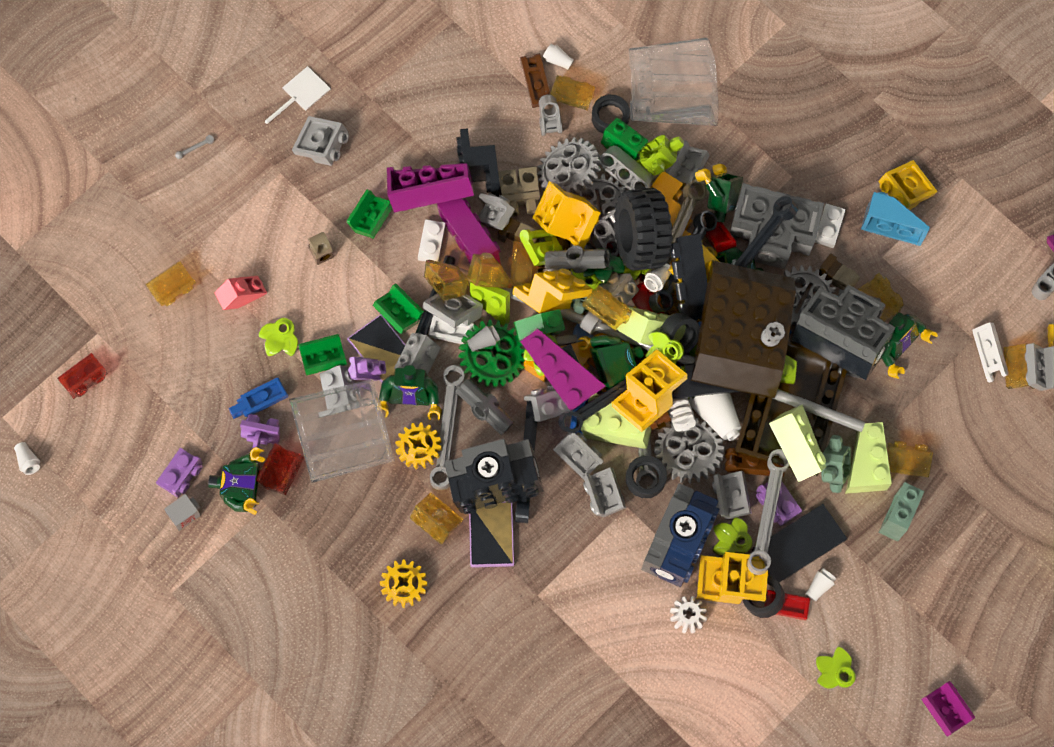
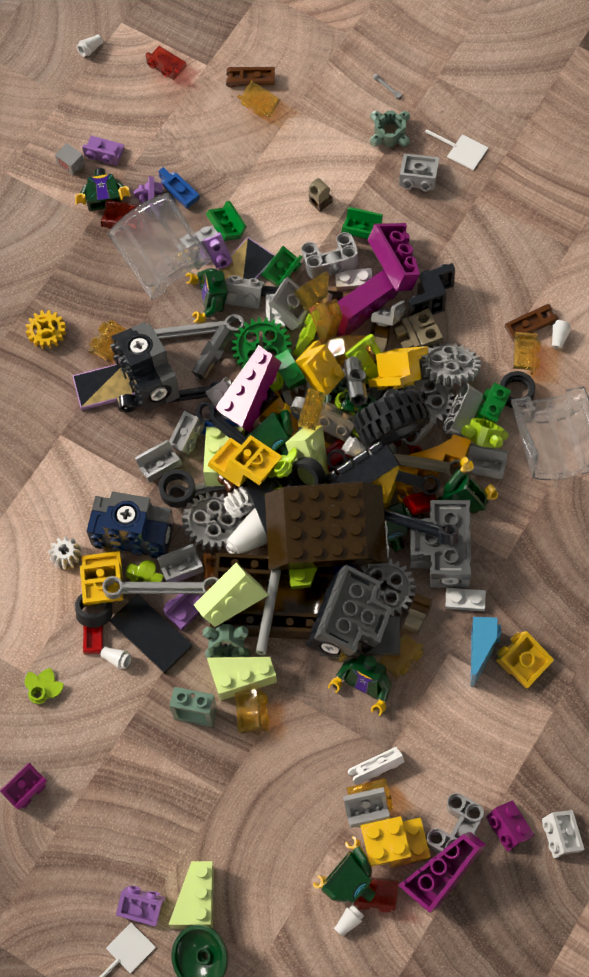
camera: 85 degrees right, 5 degrees down
(133, 286) = (259, 75): none -> reddish brown plate
(239, 292) = (266, 149): coral slope -> none
(248, 144) = (388, 117): none -> sand green piece
(279, 340) = (236, 188): lime plate -> none
(410, 255) = (333, 262): none -> light grey beam
(415, 453) = (165, 311): yellow gear -> none
(486, 337) = (268, 332): light grey cone -> none
(549, 118) = (497, 338): light grey piece -> none
(766, 334) = (317, 544): light grey bush -> none

